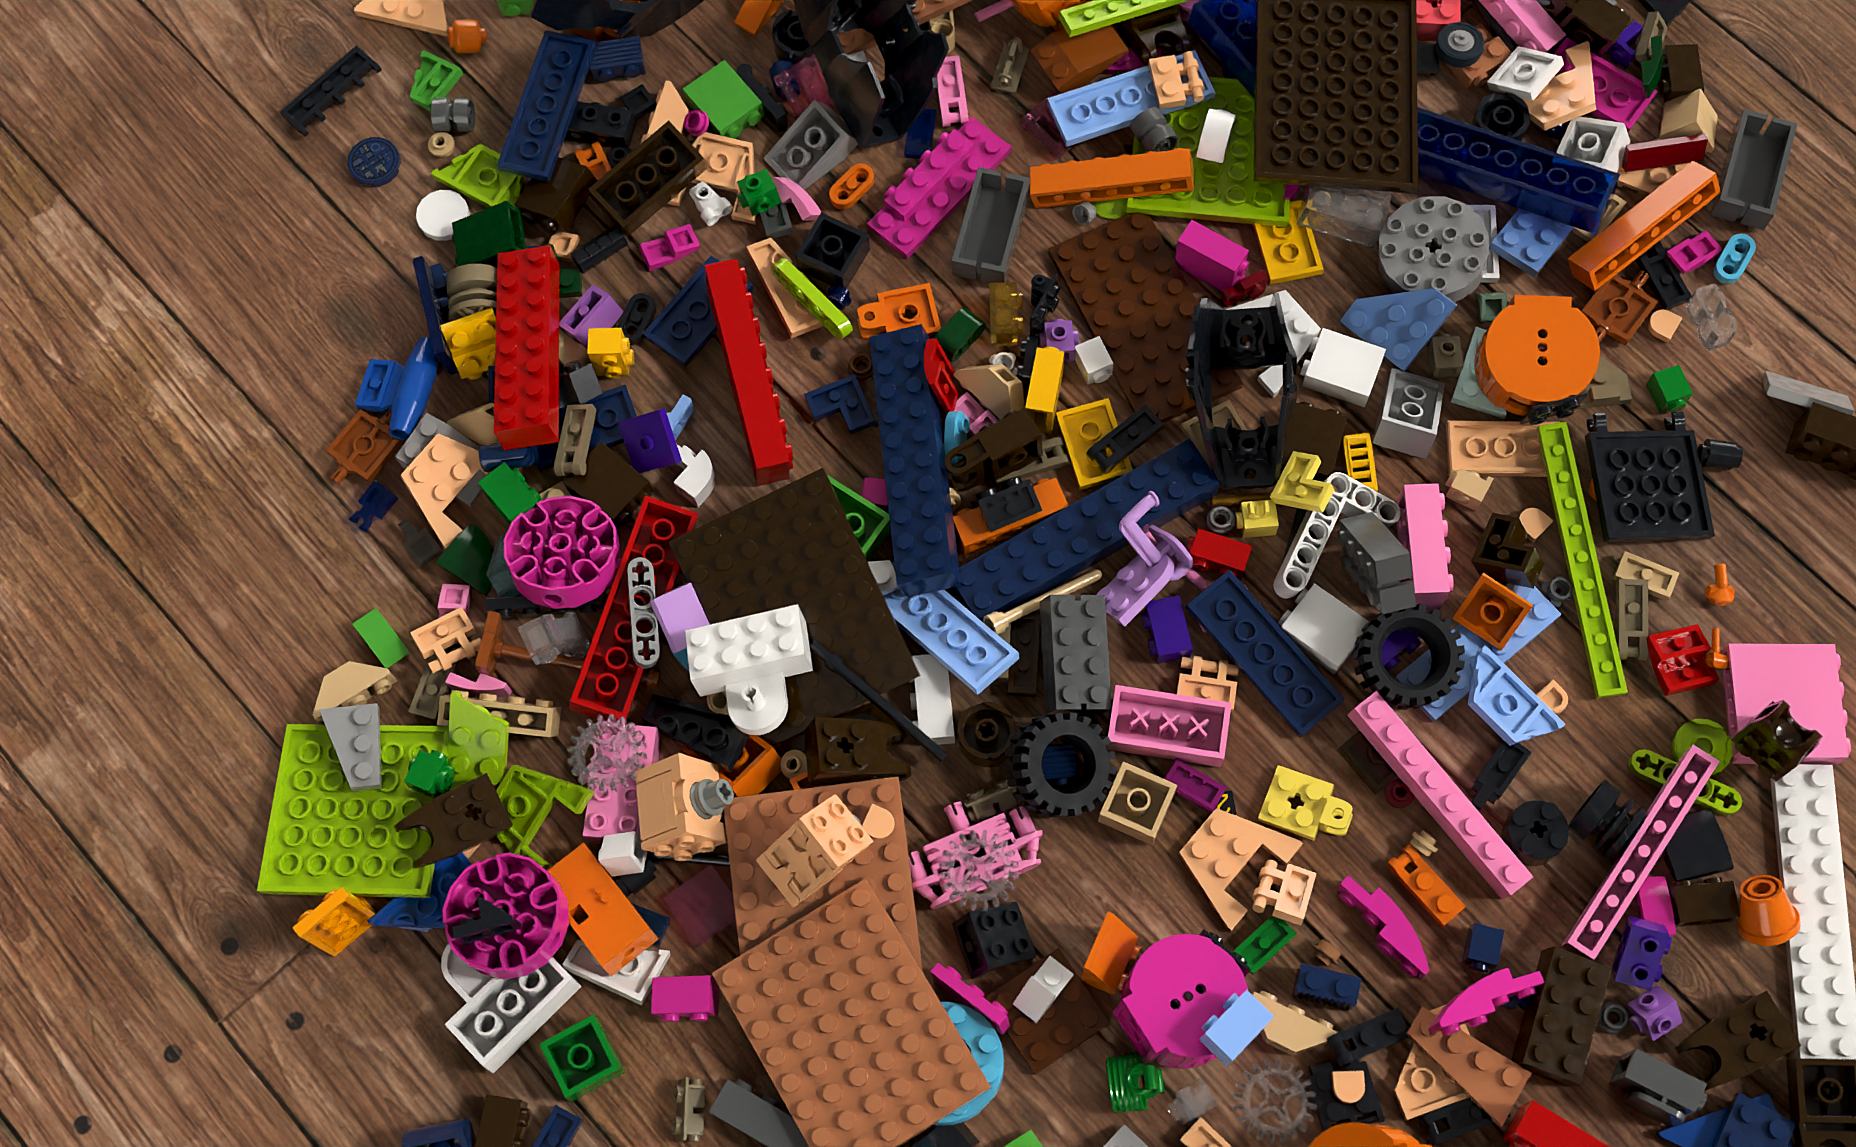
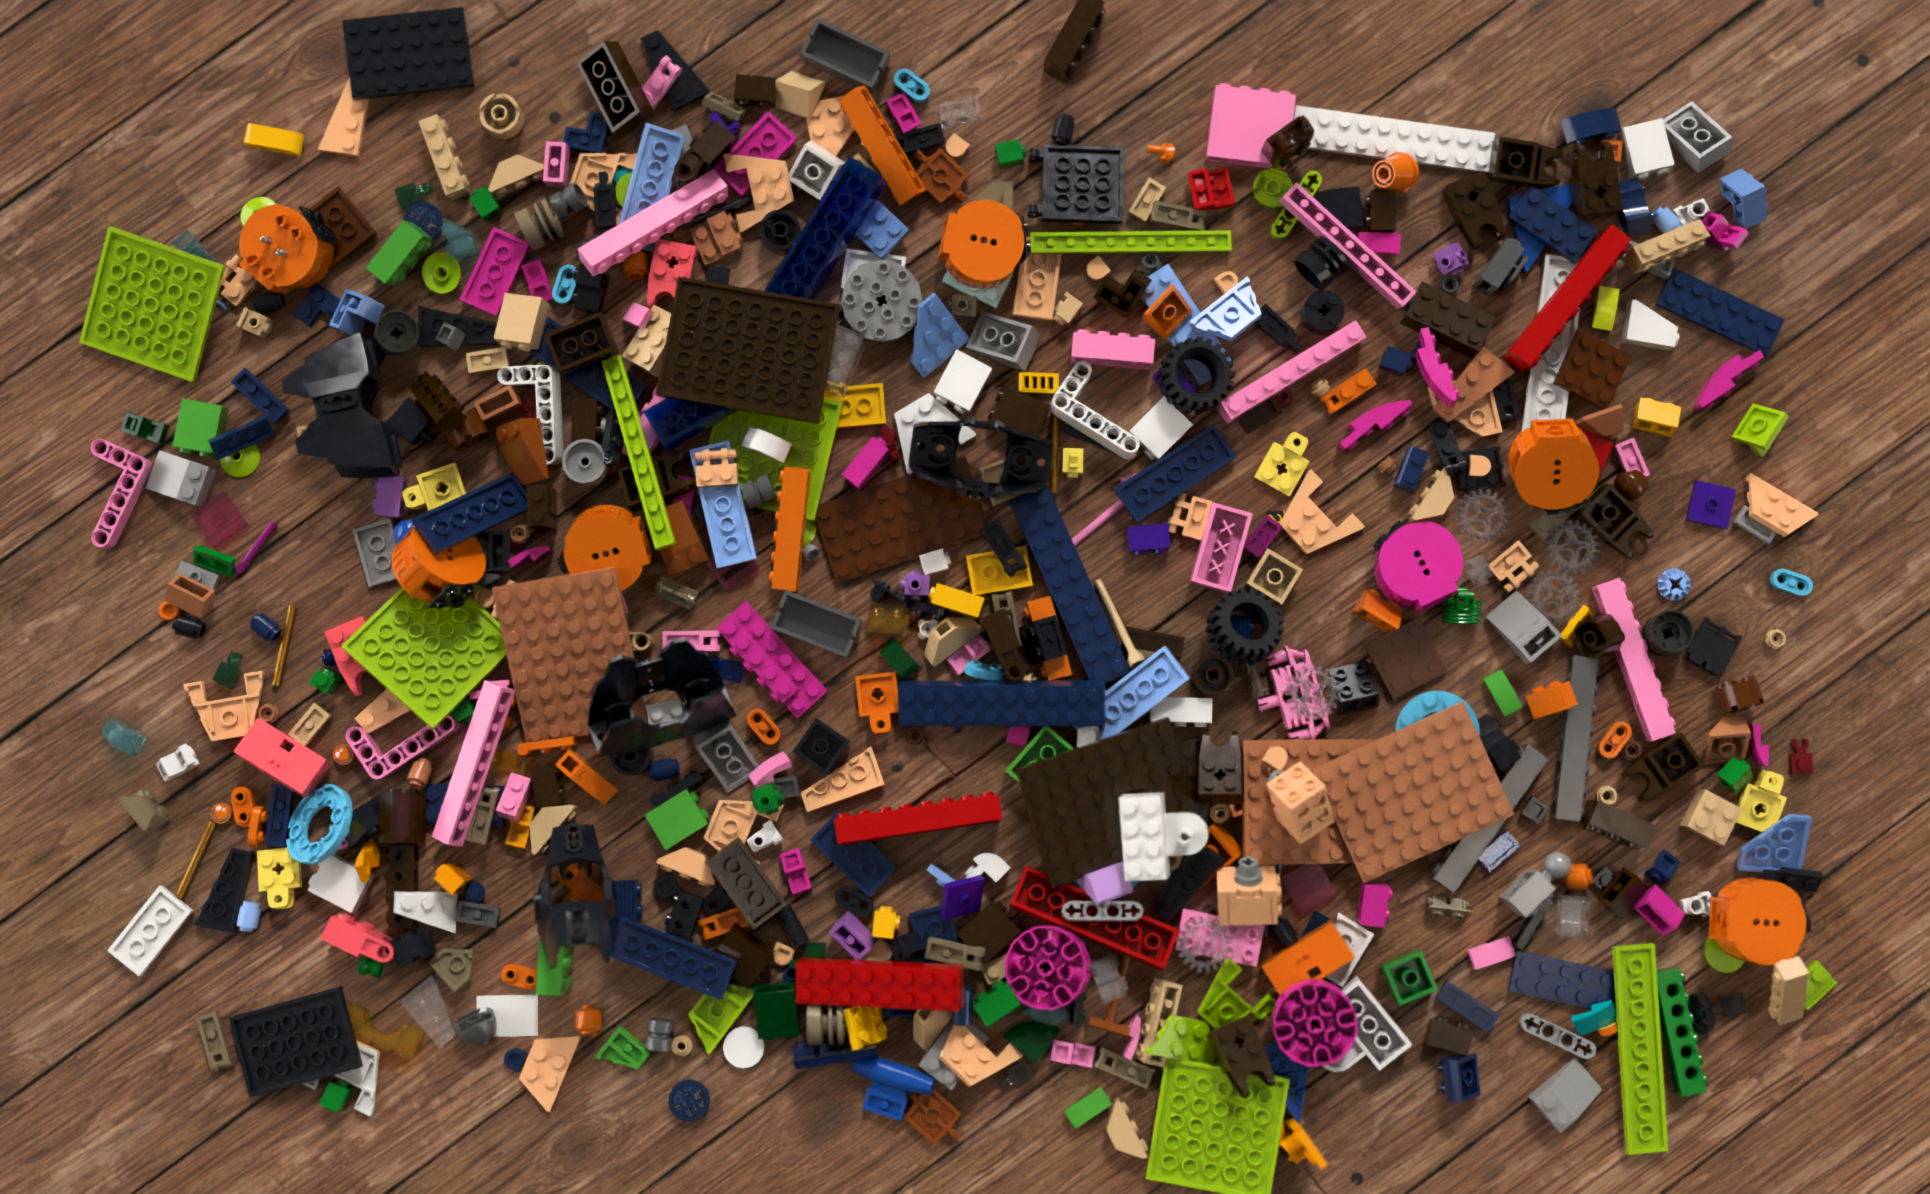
camera: 85 degrees left, 15 degrees up
(329, 89) = (620, 1134): black hinge -> none
(357, 743) = (1170, 1126): light grey wing -> none
(375, 502) = (980, 1108): clear blue plate -> none
(430, 774) = (1204, 1072): green brick -> none
(443, 633) = (1092, 1059): light nougat plate -> none
(492, 923) = (1325, 1029): black slope -> none
(622, 854) = (1273, 939): white brick -> none
(696, 122) = (697, 841): dark pink plate -> none
(810, 80) = (671, 750): clear pink plate -> none
(812, 298) = (860, 766): lime beam -> none
(835, 664) = (1156, 775): black bar -> none
(839, 297) = (856, 745): clear blue plate -> none
(842, 397) = (939, 748): dark blue plate -> none
(940, 375) = (937, 679): red slope -> none
(970, 996) = (1394, 707): dark pink plate -> none
(1043, 989) = (1394, 658): white slope -> none
(1075, 654) = (1163, 605): dark grey piece -> none
(1149, 571) = (1109, 550): lavender plate -> none
(1218, 553) = (1093, 499): red brick -> none
(1220, 512) = (1075, 488): light grey plate -> none
(1236, 1027) = (1449, 534): light blue brick -> none
(1265, 943) = (1376, 506): green plate -> none
(1293, 894) = (1345, 480): light nougat plate -> none
(1297, 485) = (1059, 432): light yellow plate -> none
(1376, 562) = (1128, 386): dark grey piece -> none
(1459, 44) = (714, 250): black wheel -> none
(1490, 304) = (924, 265): sand green slope -> none
(1525, 73) = (746, 206): white plate -> none
(1641, 953) = (1412, 260): dark purple brick -> none
(1652, 69) = (756, 113): dark green slope -> none
(1664, 152) = (824, 117): dark red tile -> none
(1714, 658) = (1214, 166): orange hand -> none
(1804, 393) = (1029, 60): light grey tile -> none

